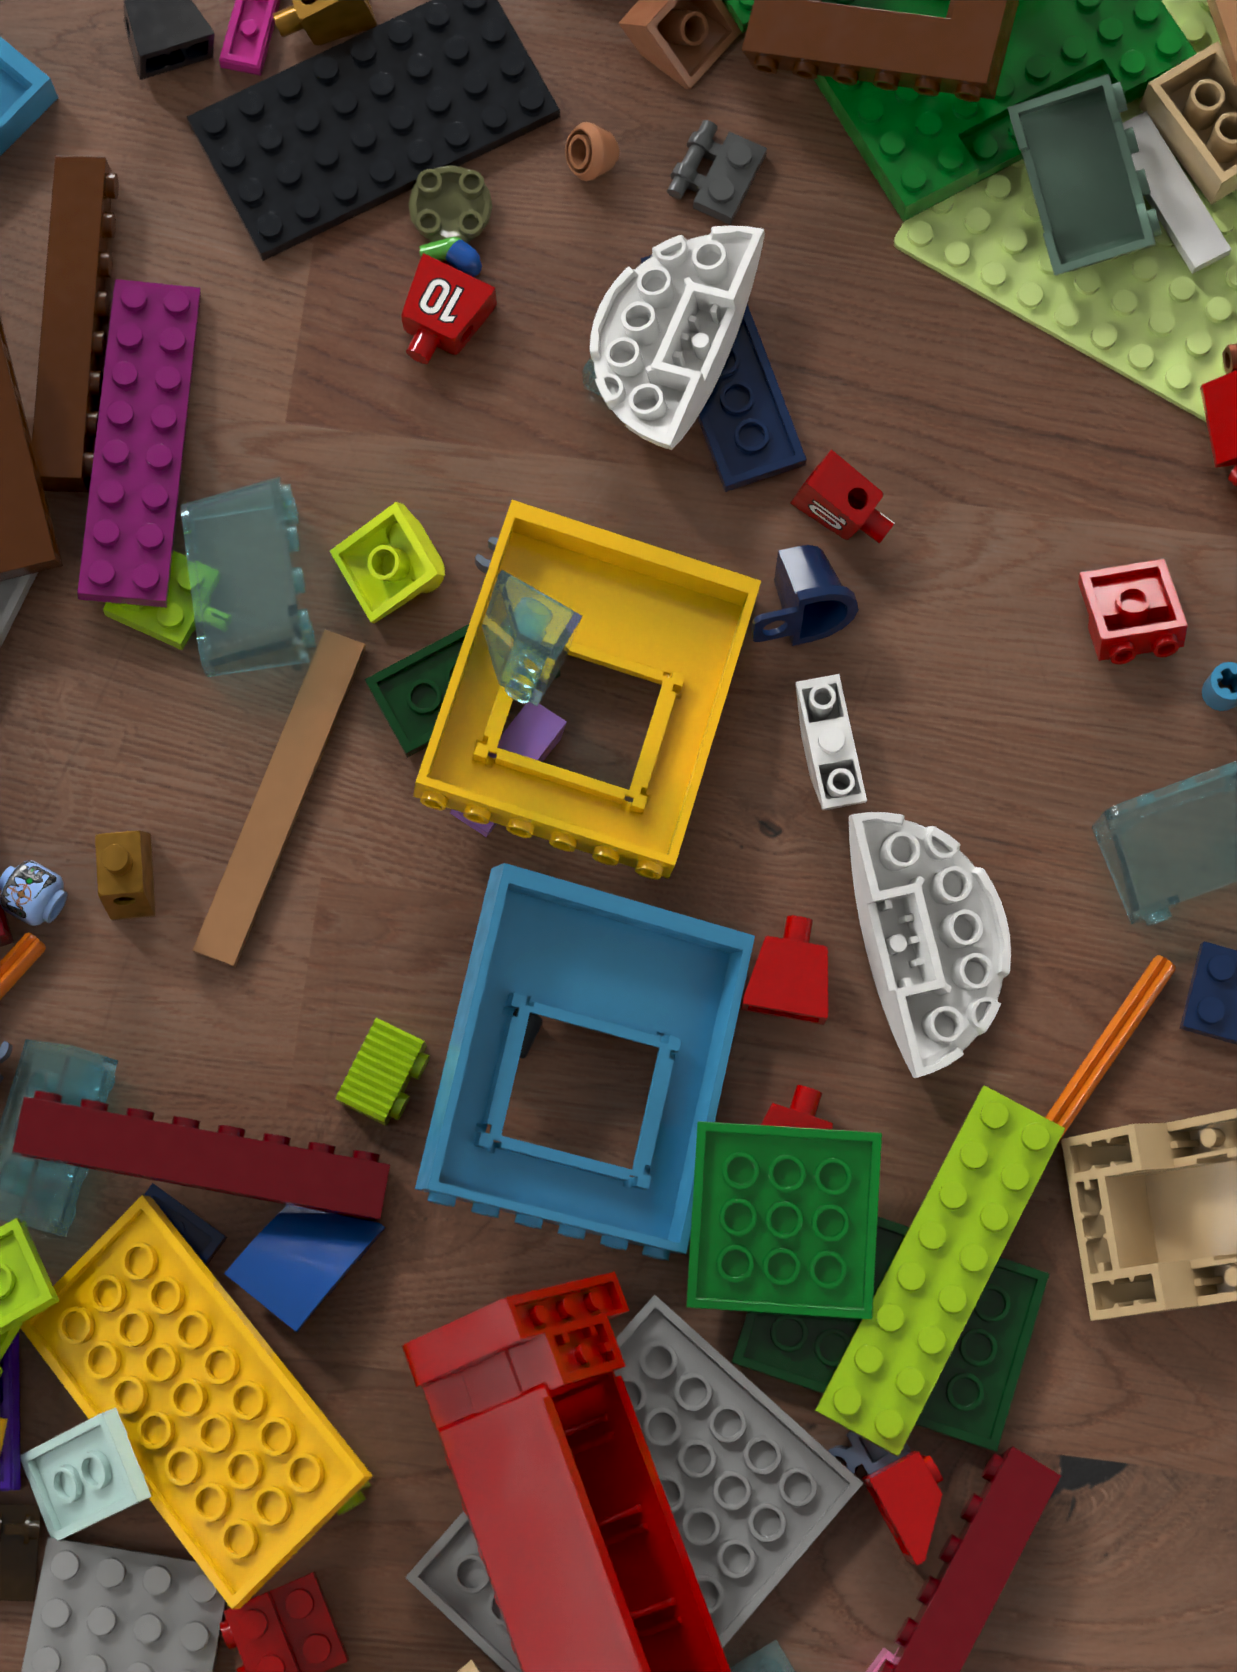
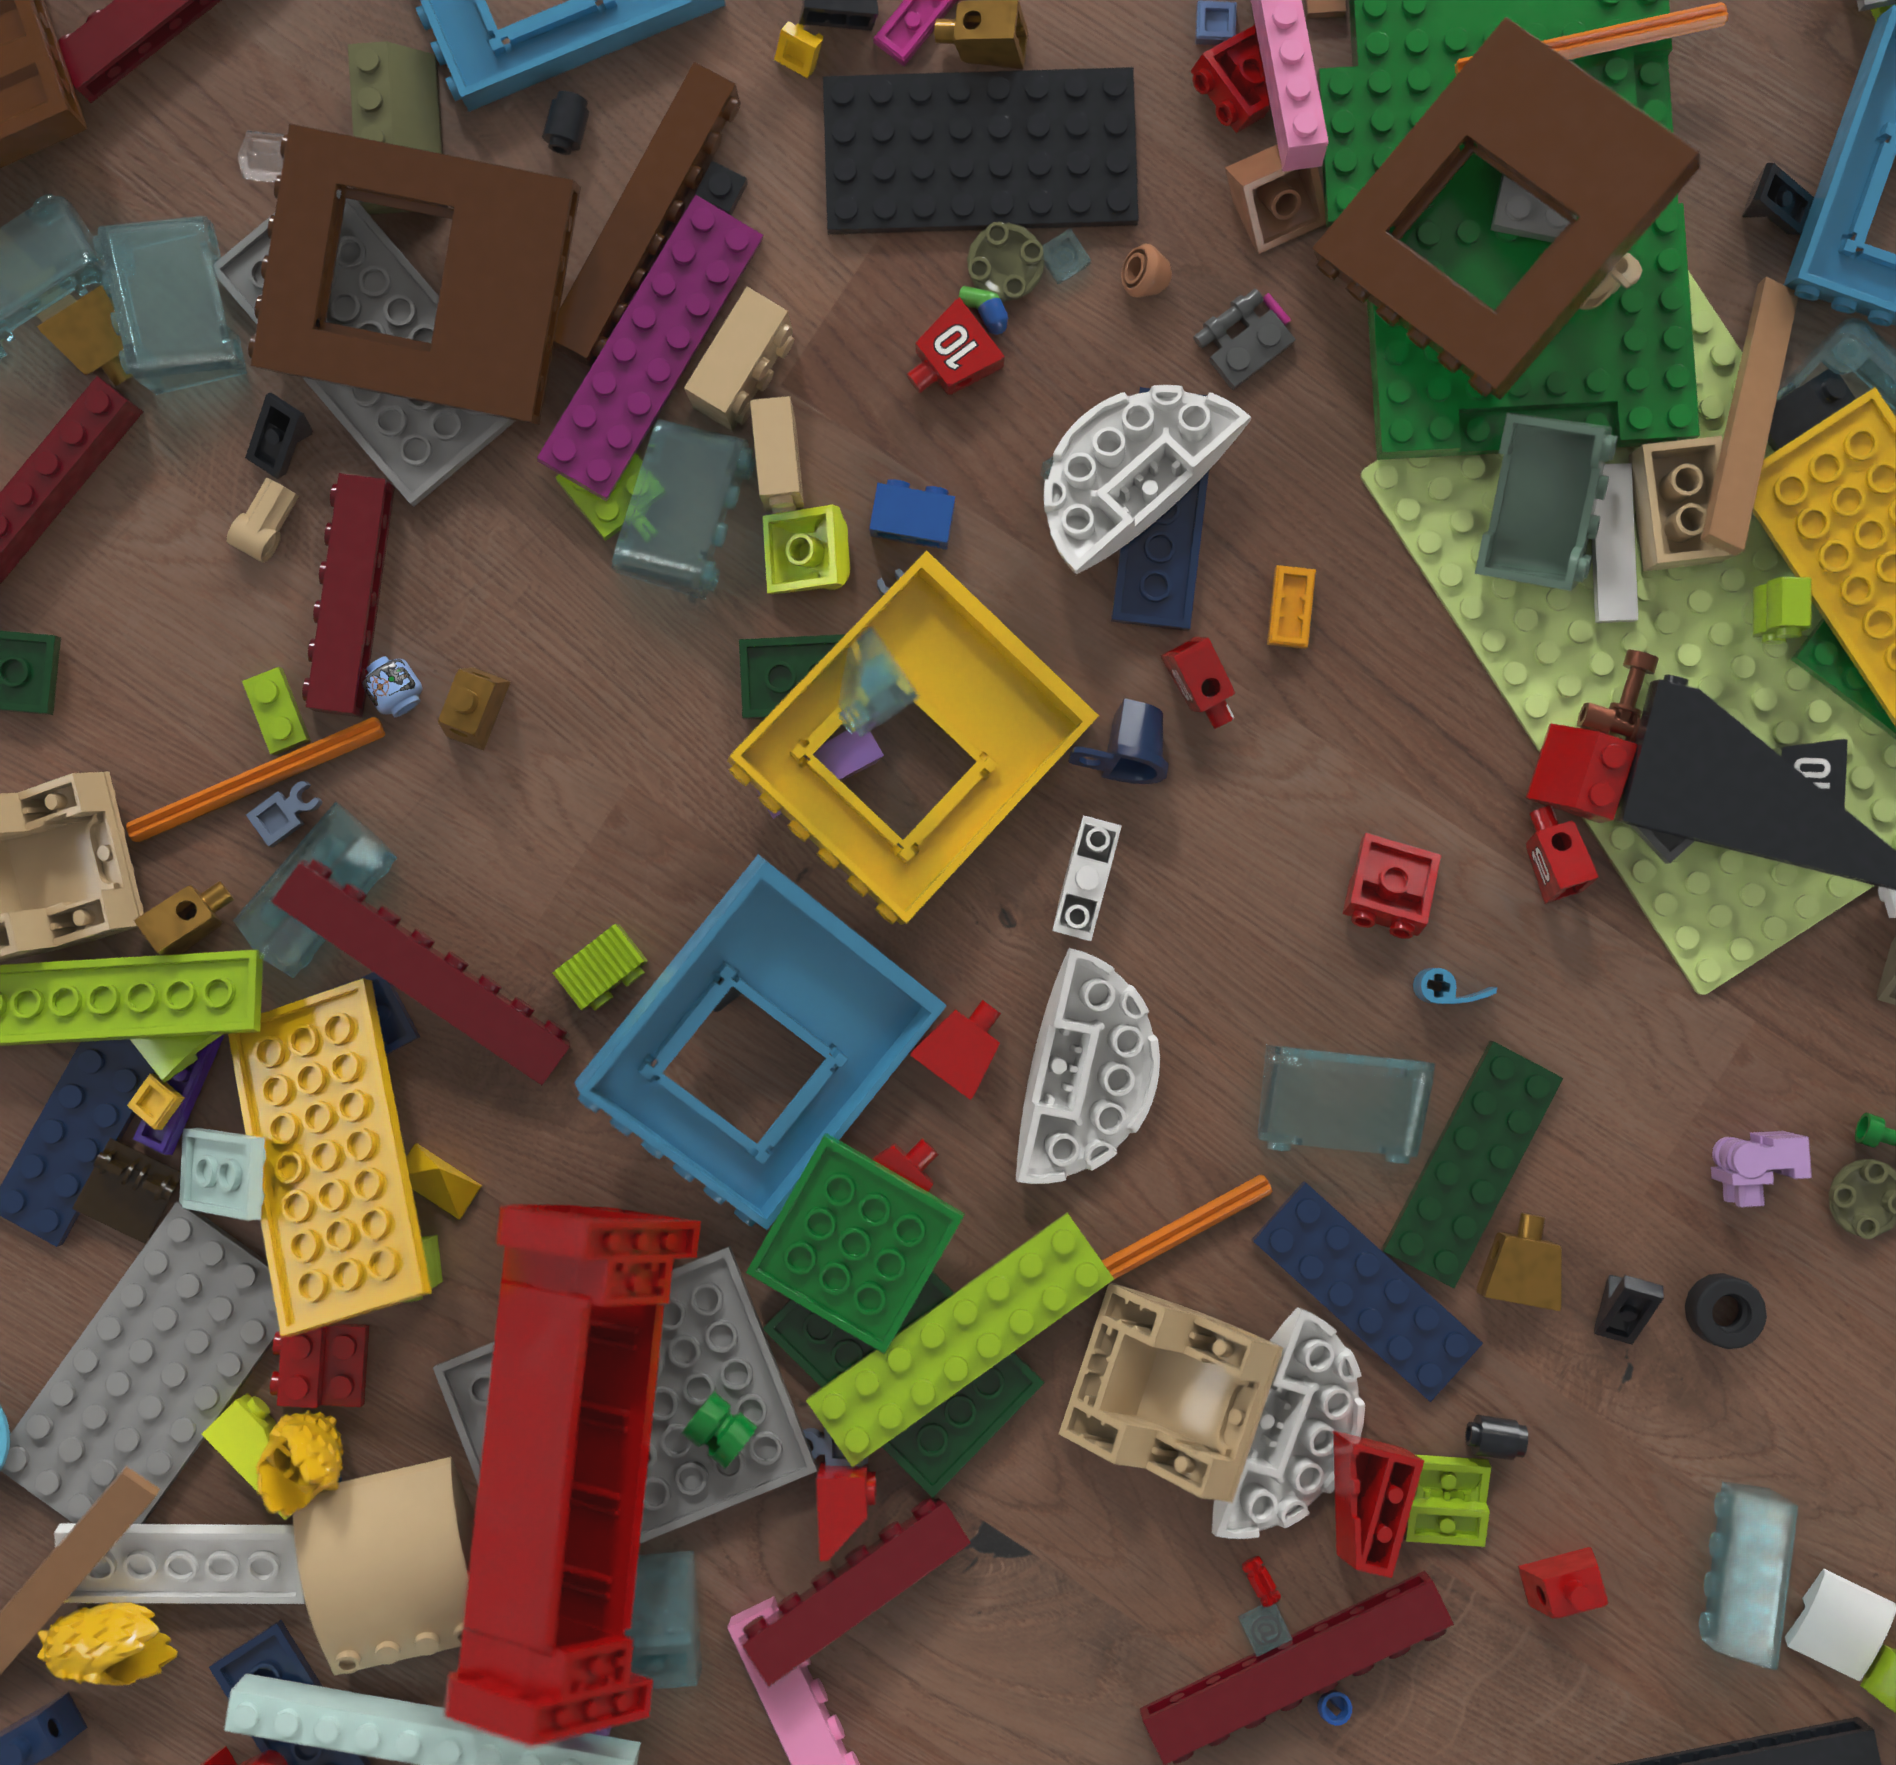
camera: 25 degrees right, 10 degrees up
(137, 261) = (722, 187): none -> black plate
(150, 102) = (798, 49): none -> yellow tile
(236, 409) = (740, 359): none -> tan brick
(279, 799) = (626, 702): medium nougat tile -> none
(301, 1260) = (465, 1087): blue slope -> none
(316, 480) = (777, 454): none -> tan brick
(327, 1379) = (440, 1181): none -> yellow slope
(478, 480) = (912, 514): none -> blue brick
(505, 175) = (1065, 256): none -> clear light blue tile
(725, 128) = (1272, 304): none -> dark pink piece
(741, 1485) = (719, 1430): none -> green wheel
(893, 395) = (1291, 607): none -> light orange plate

